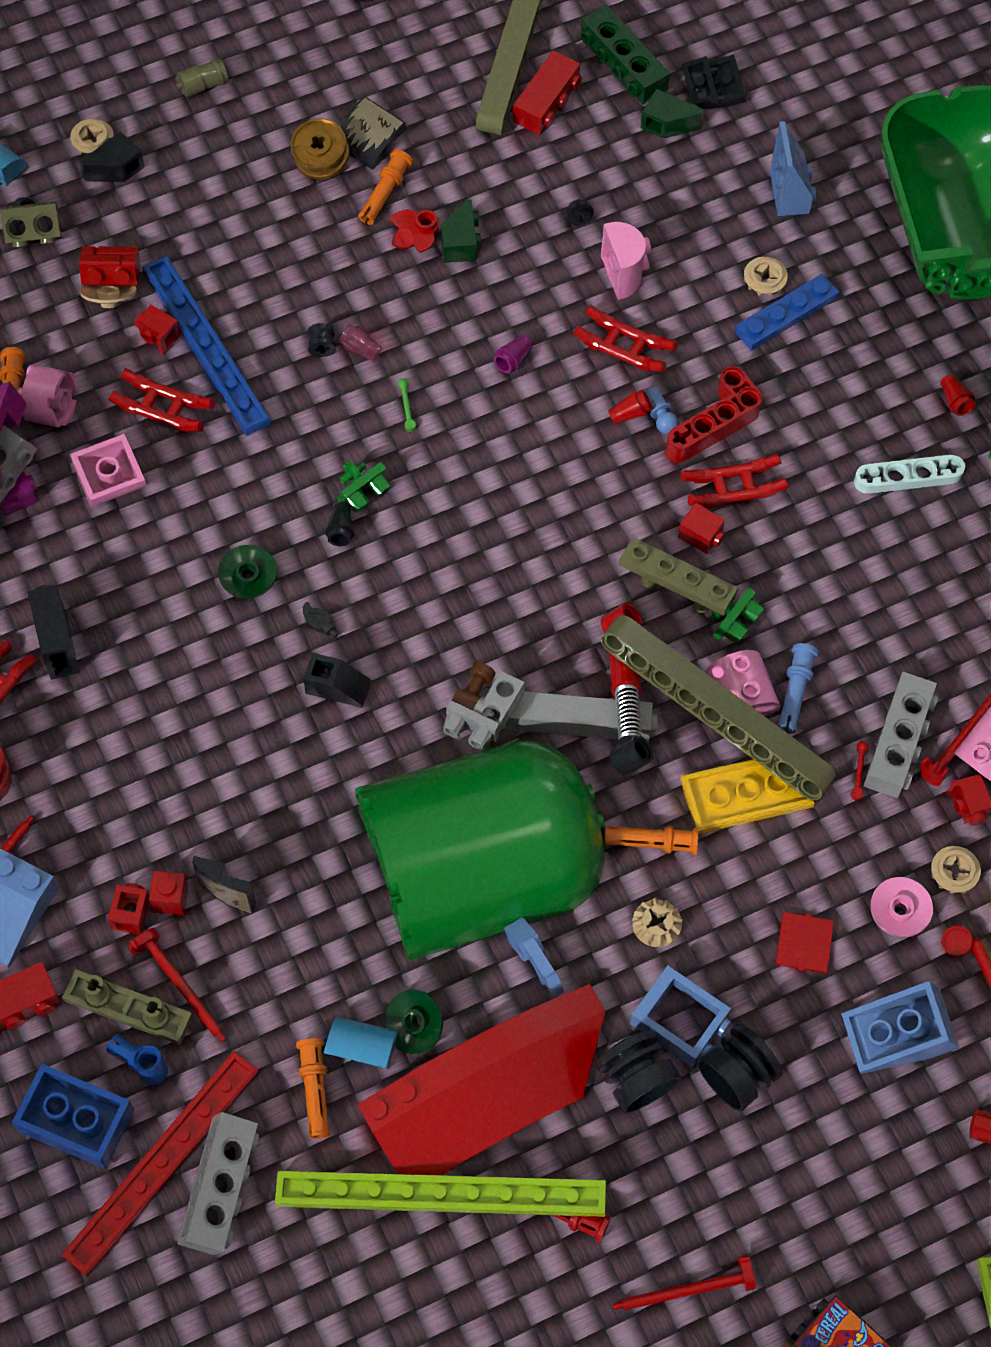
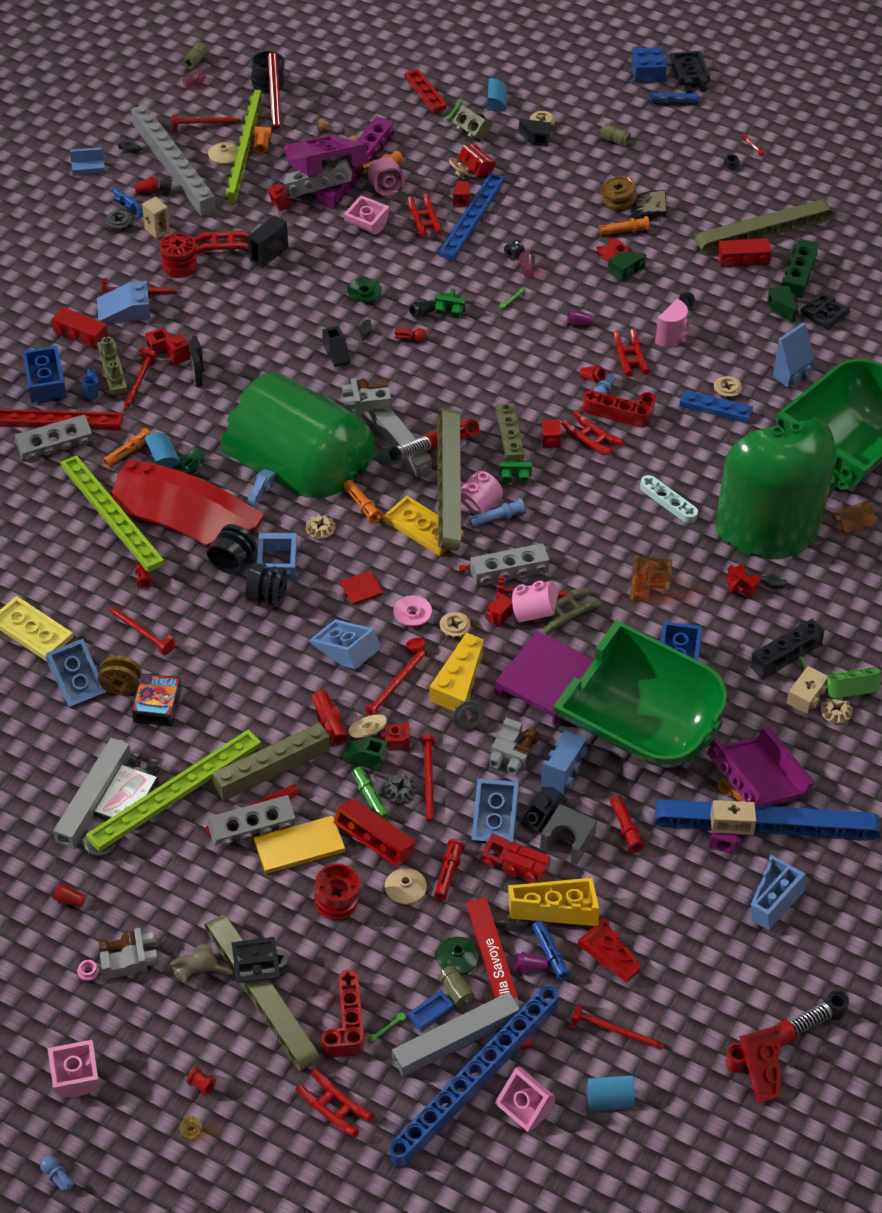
camera: 55 degrees right, 15 degrees down
(388, 562) = (419, 334): none -> red axle

